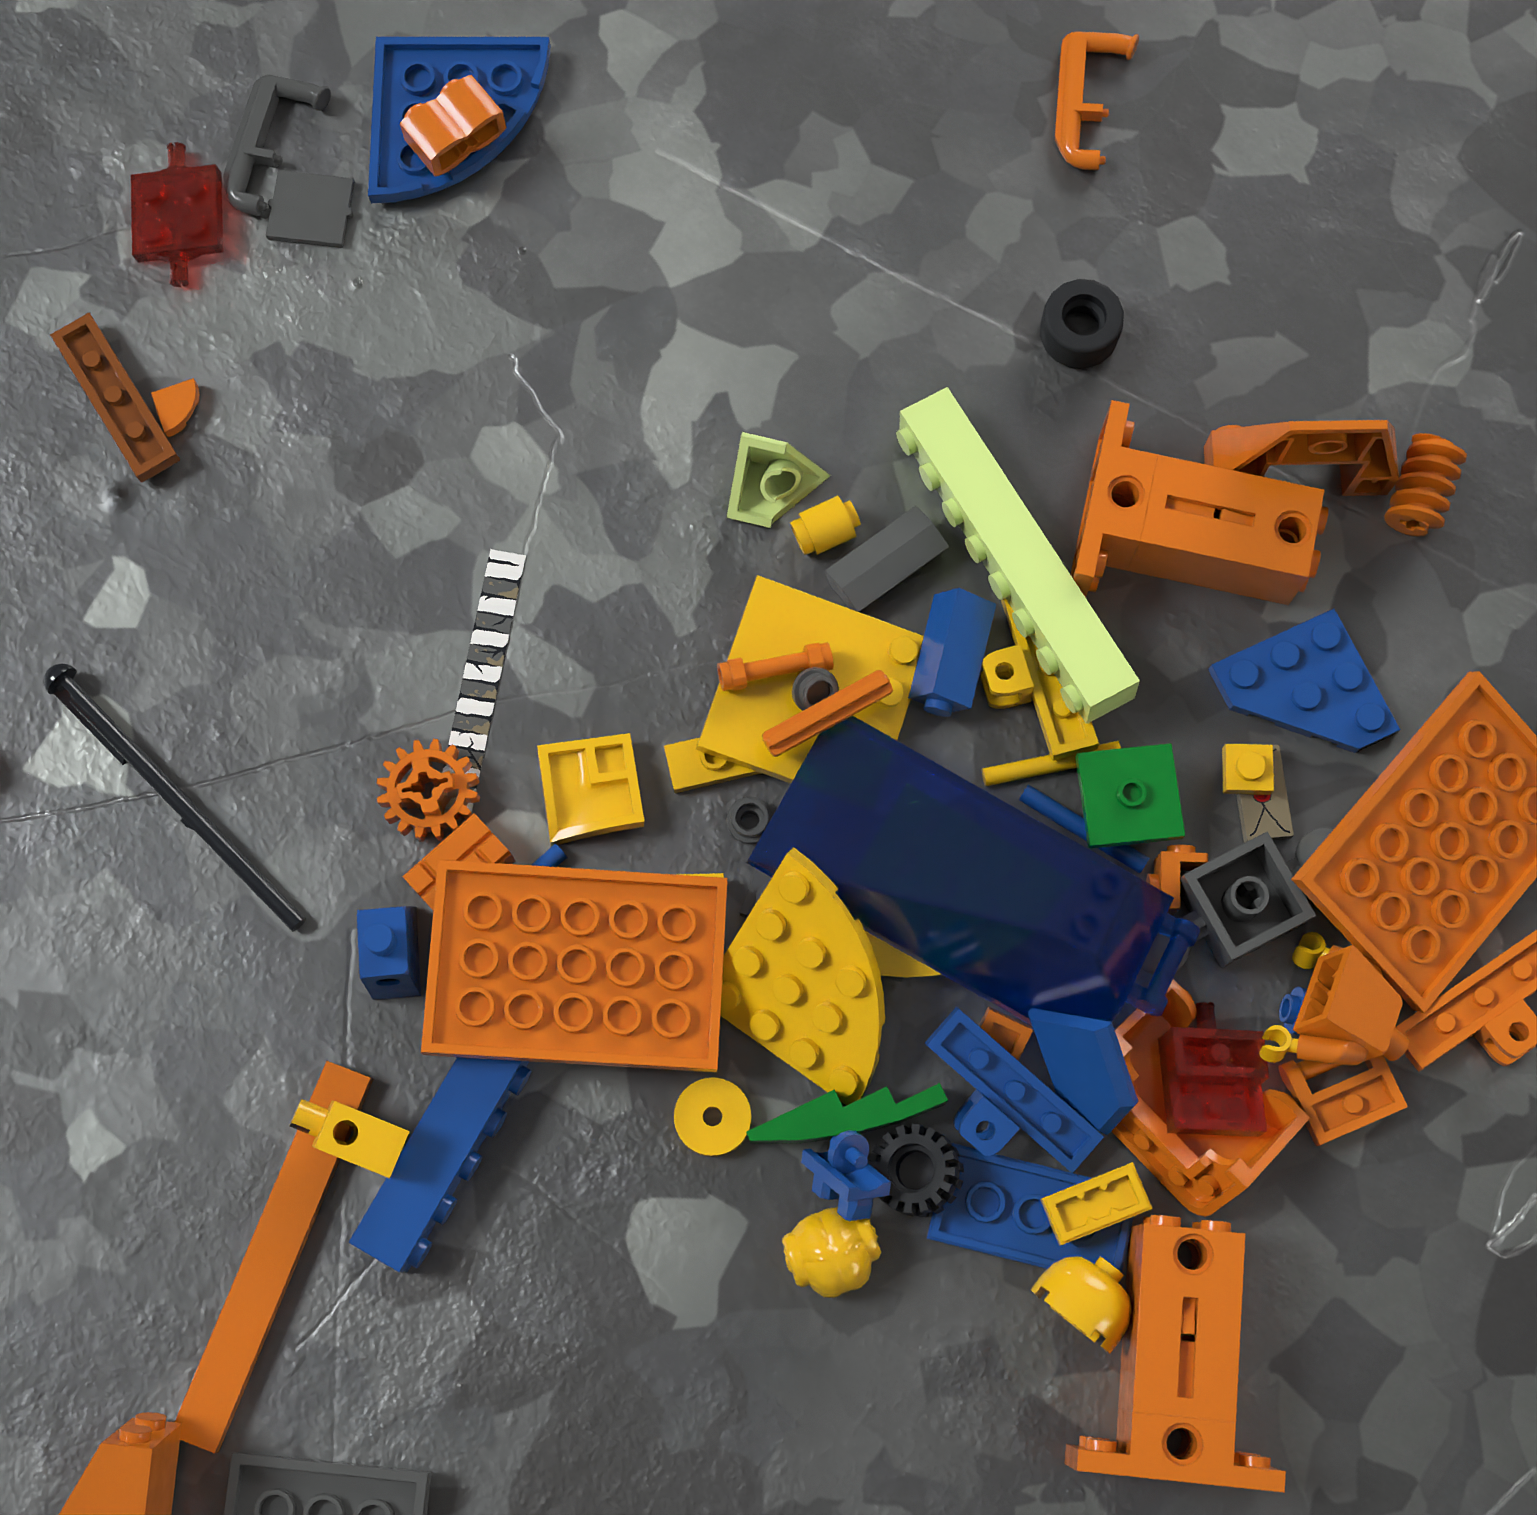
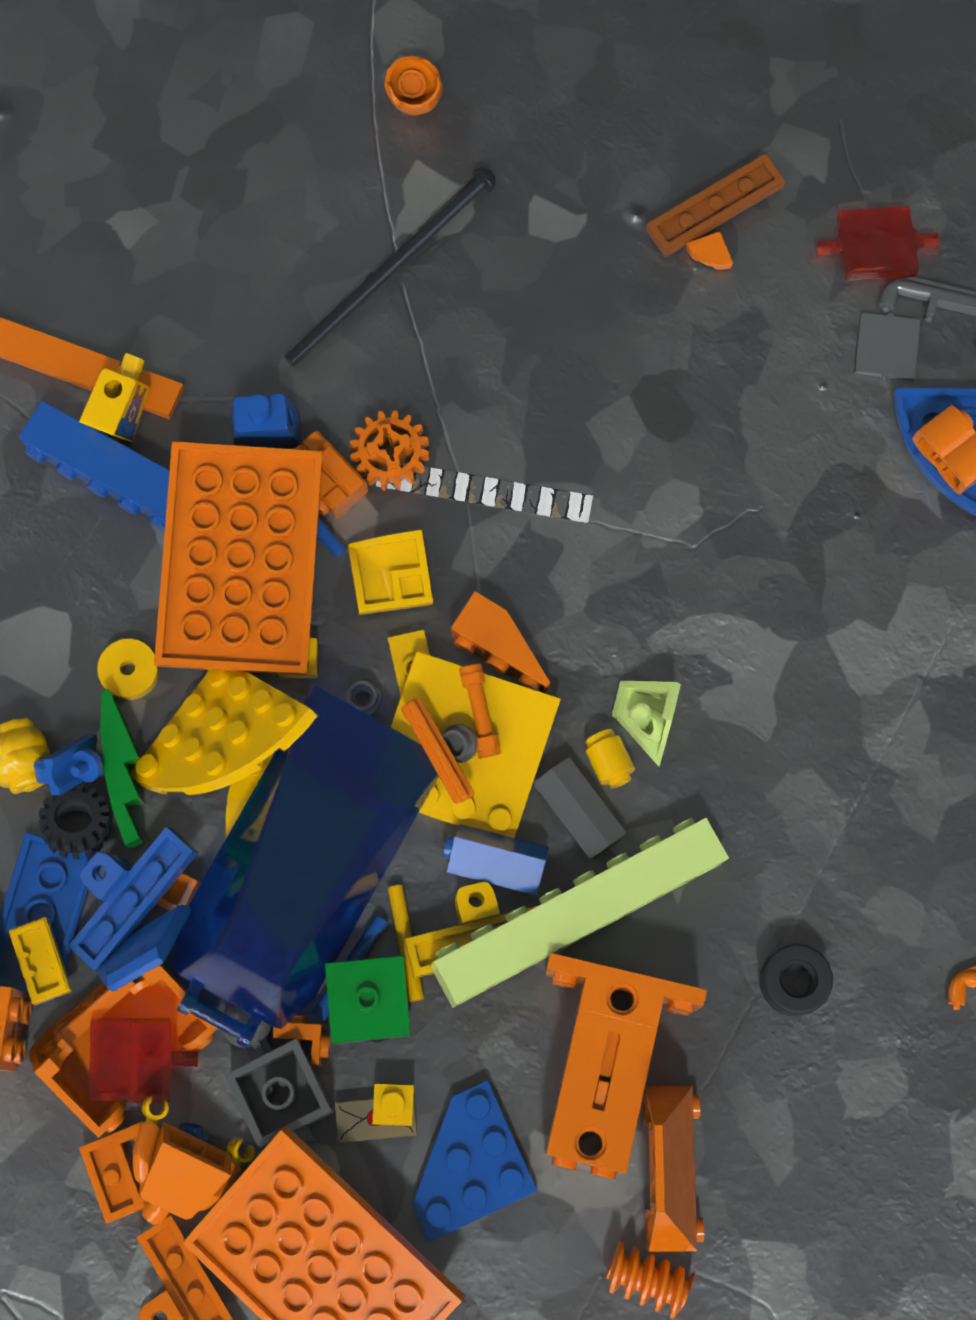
camera: 90 degrees right, 0 degrees up
(674, 656) = (493, 634): none -> orange slope

